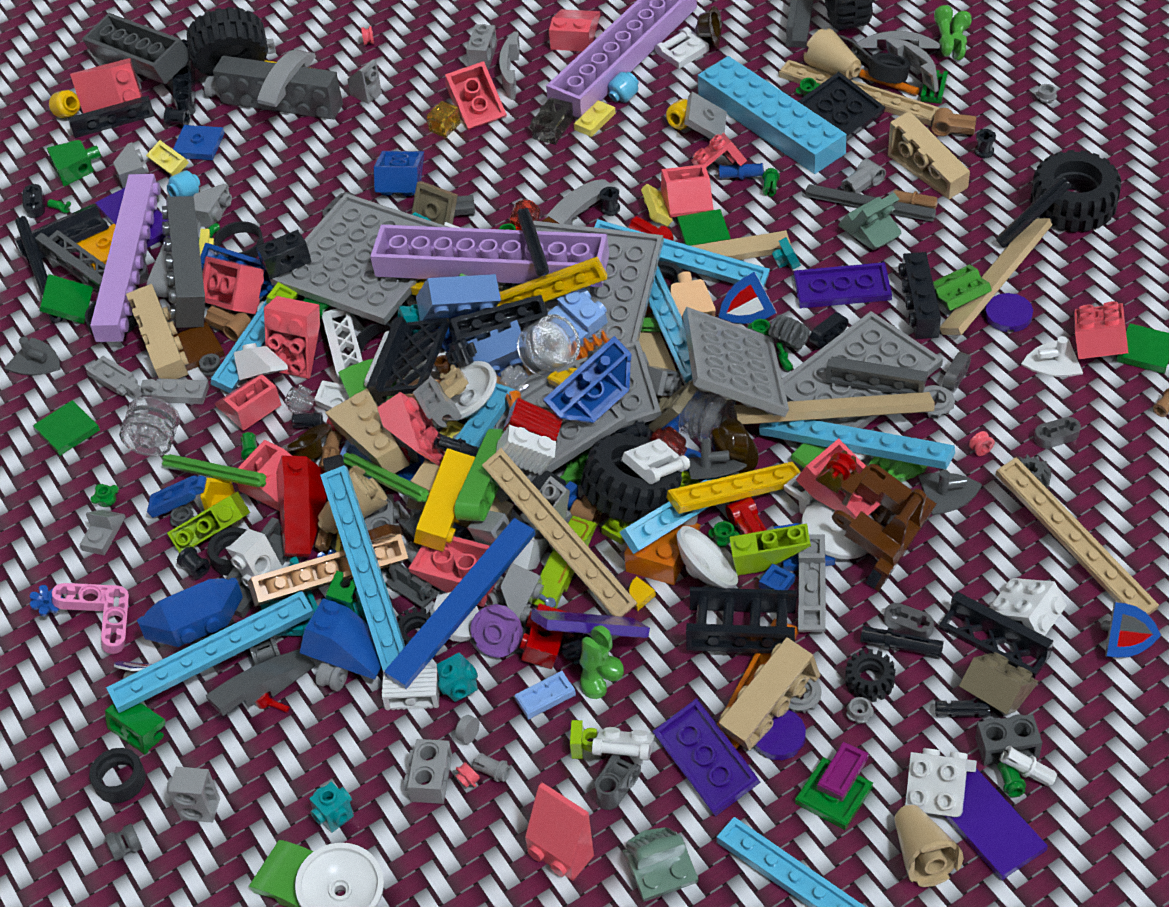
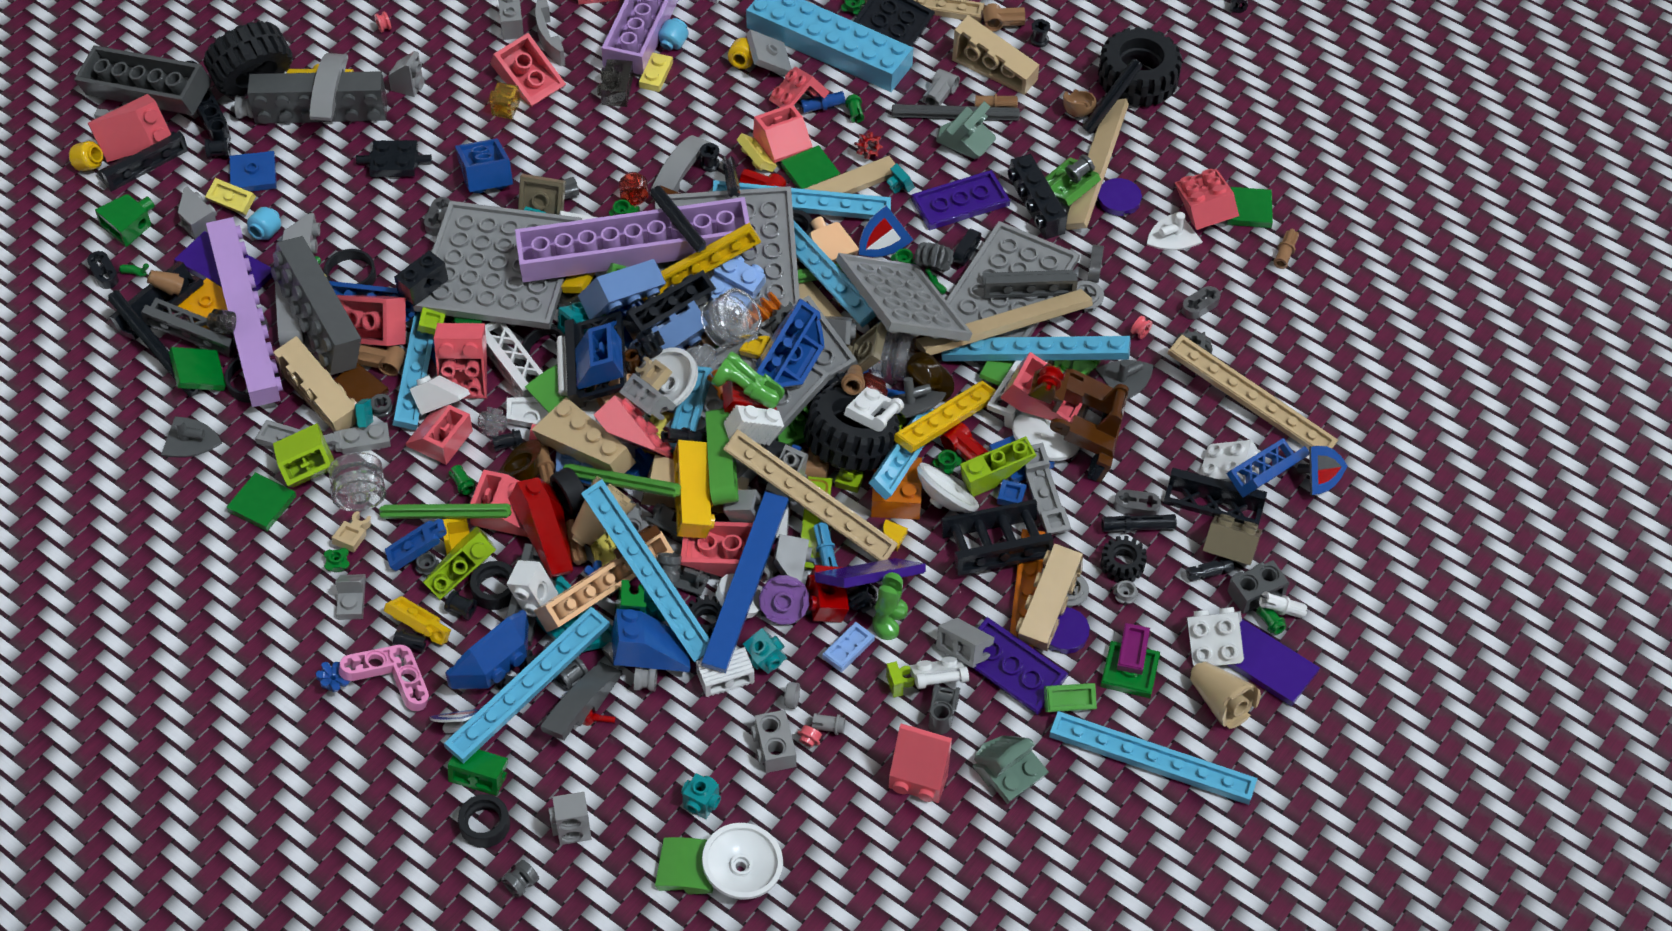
camera: 25 degrees left, 5 degrees up
(72, 218) = (165, 281): none -> medium nougat cone
(99, 260) = (222, 321): none -> clear smoke plate
(112, 393) = (303, 455): none -> lime slope
(129, 474) = (351, 534): none -> tan plate
(132, 584) = (410, 640): none -> black pin
(148, 566) = (418, 619): none -> yellow hinge
(188, 367) = (364, 413): none -> teal tile
(324, 152) = (393, 158): none -> black plate
(394, 570) = (669, 564): none -> dark grey wheel
(407, 354) = (599, 356): none -> blue slope
(535, 408) = (757, 387): none -> bright green piece
(559, 586) = (825, 545): none -> dark azure axle
(613, 218) = (731, 177): none -> black axle
(647, 429) = (853, 381): none -> medium nougat cone
(662, 718) = (963, 641): none -> light grey hinge
(753, 805) = (1070, 697): none -> bright green tile
(774, 218) = (874, 145): none -> red gear
(971, 274) = (1079, 168): none -> dark grey bush
(999, 215) = (1079, 103): none -> medium nougat hair
(1060, 619) = (1266, 471): none -> blue fence

